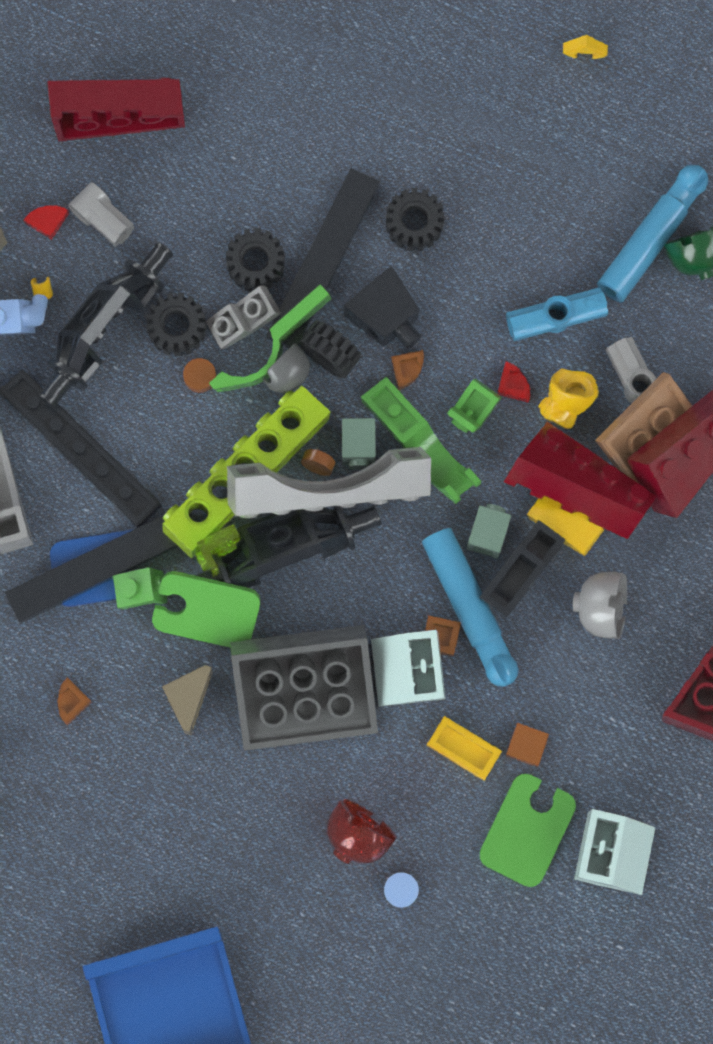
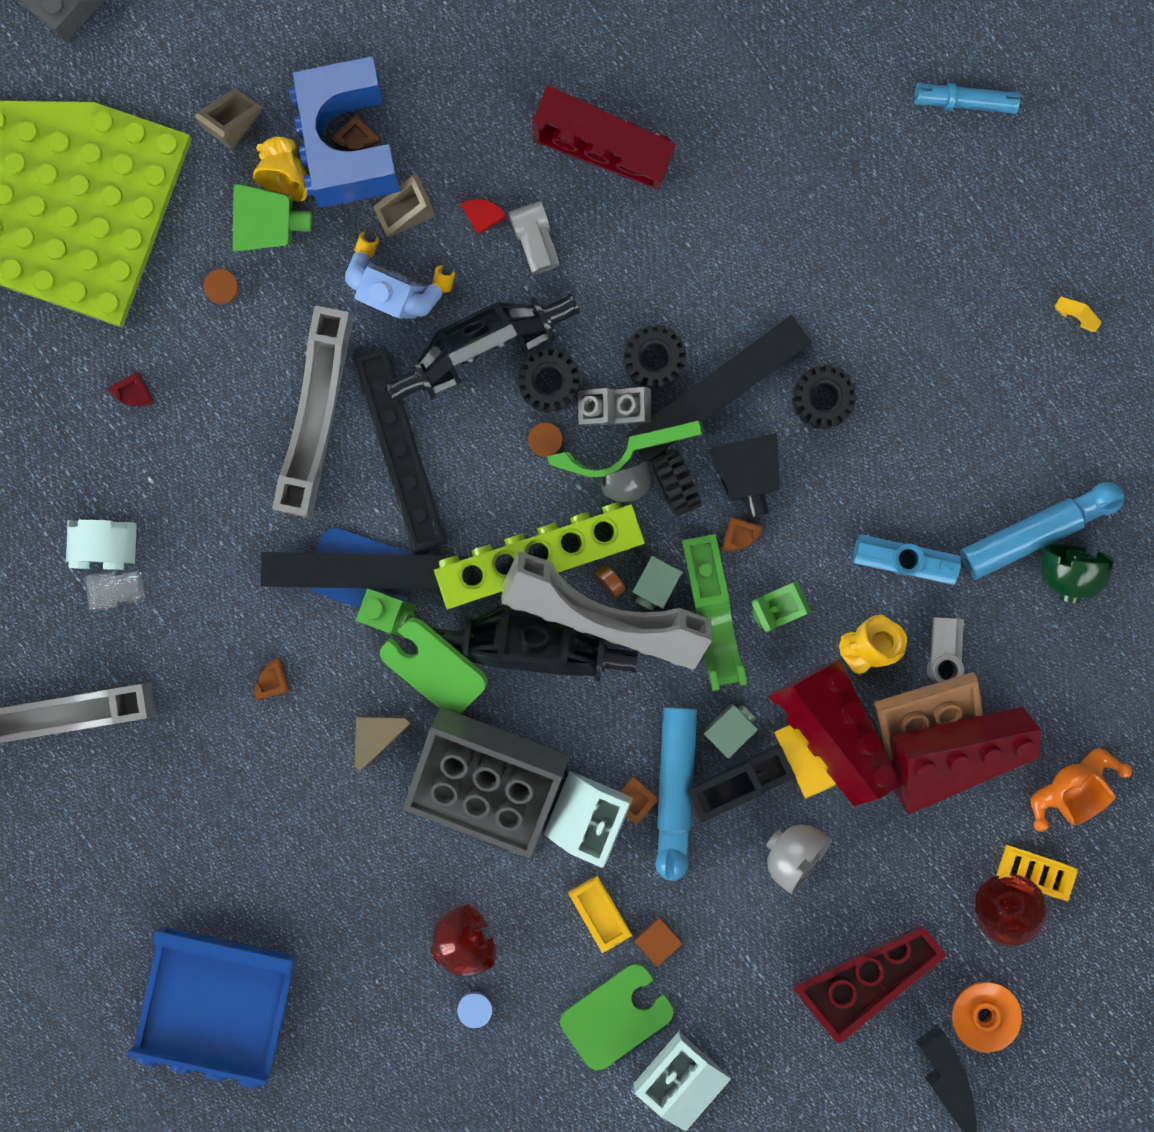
camera: 30 degrees right, 10 degrees up
(220, 543) = (476, 618): clear neon green bracket -> none
(514, 384) = (830, 602): red tile -> none

